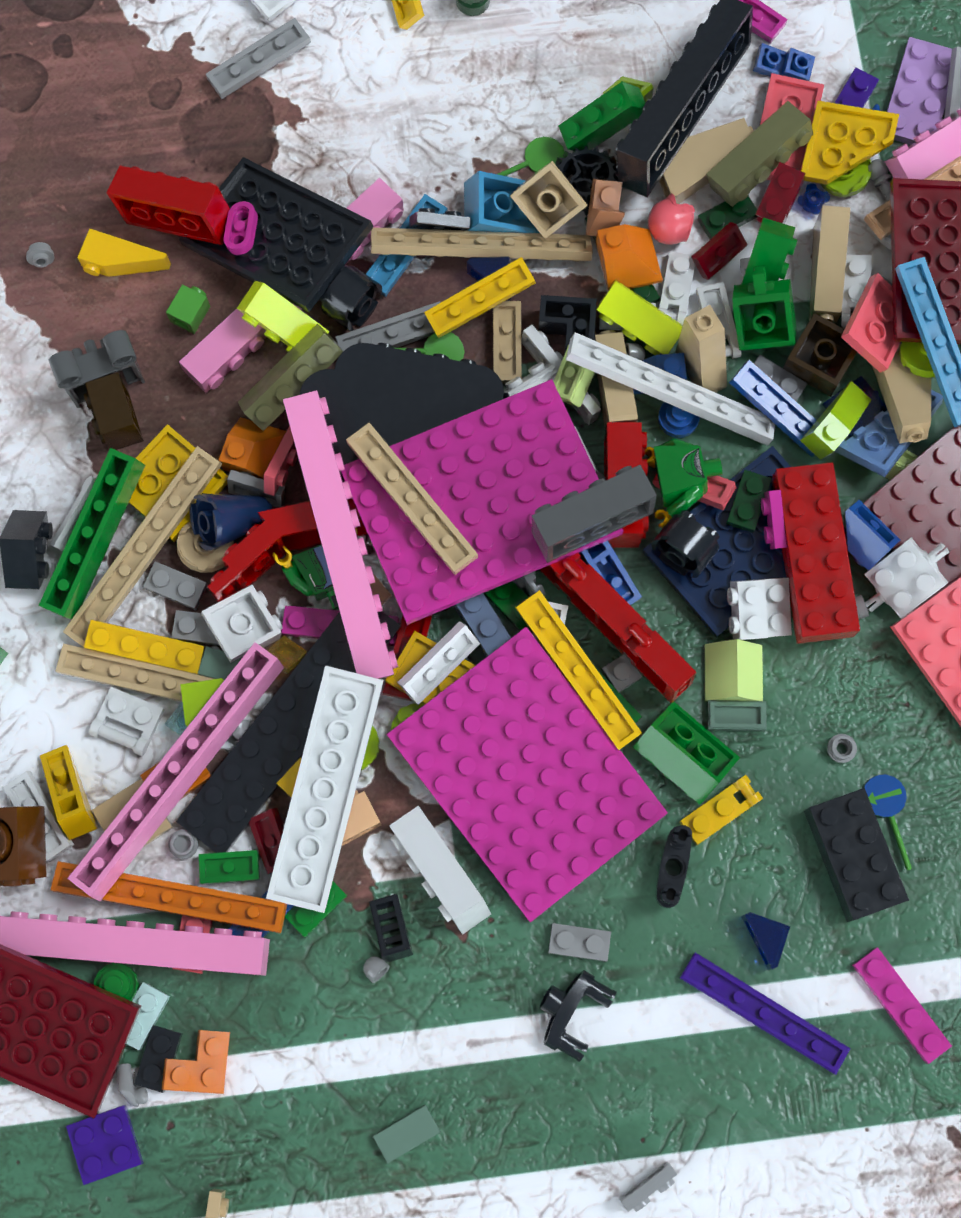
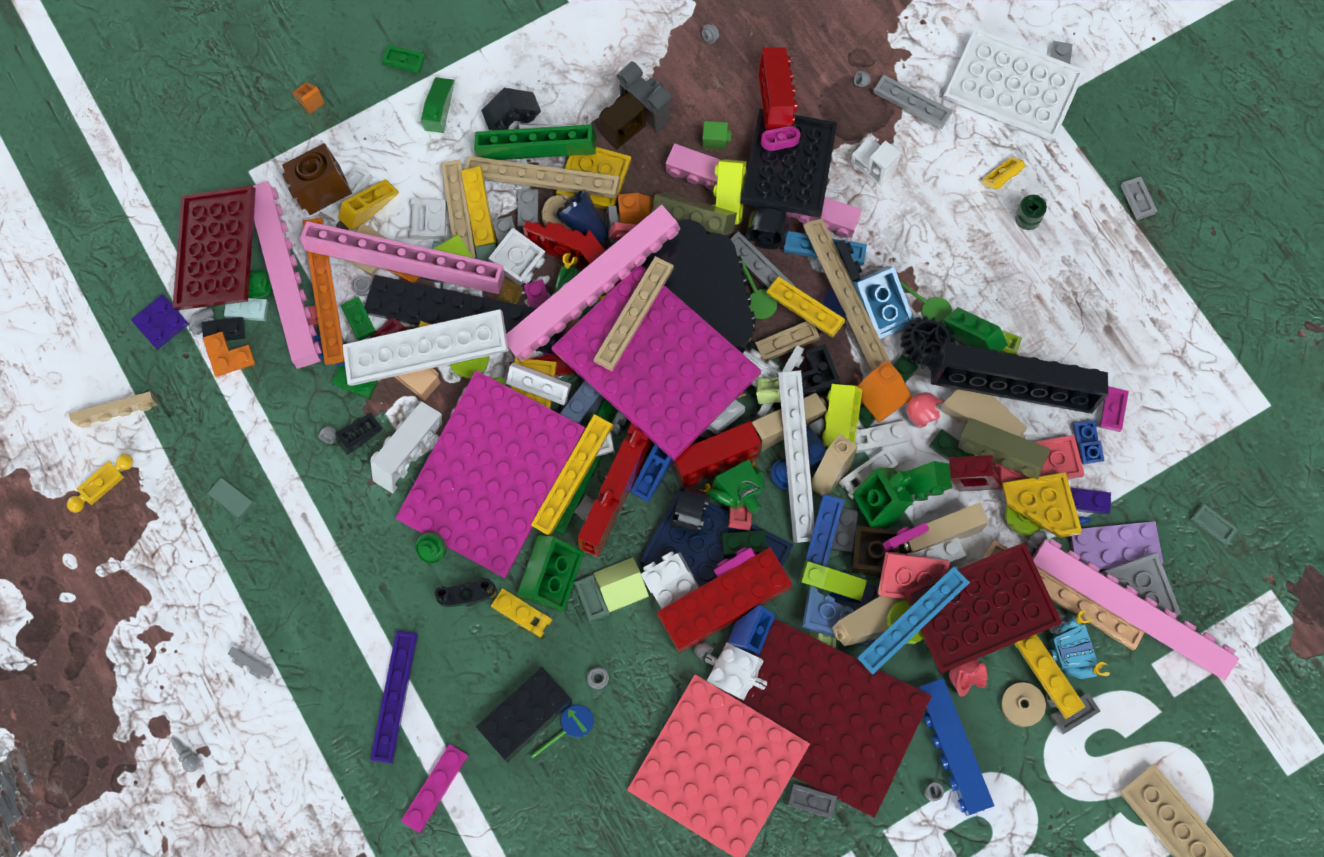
camera: 70 degrees right, 5 degrees down
(116, 256) = (730, 77): yellow slope -> none
(193, 100) = (862, 79): none -> light grey hinge
(321, 134) = (876, 160): none -> white brick
(548, 199) = (893, 318): tan slope -> none
(562, 1006) = (347, 560): black connector -> none
(579, 942) = (395, 556): light grey plate -> none
(591, 890) = (430, 547): none -> green plate
(593, 513) = (670, 427): dark grey brick -> none
(604, 206) = (911, 358): nougat slope -> none
(719, 250) = (920, 451): dark red plate -> none
(767, 936) = (445, 677): clear blue slope -> none
(808, 204) = (989, 507): clear blue plate -> none
(828, 307) = (905, 535): none -> dark pink plate

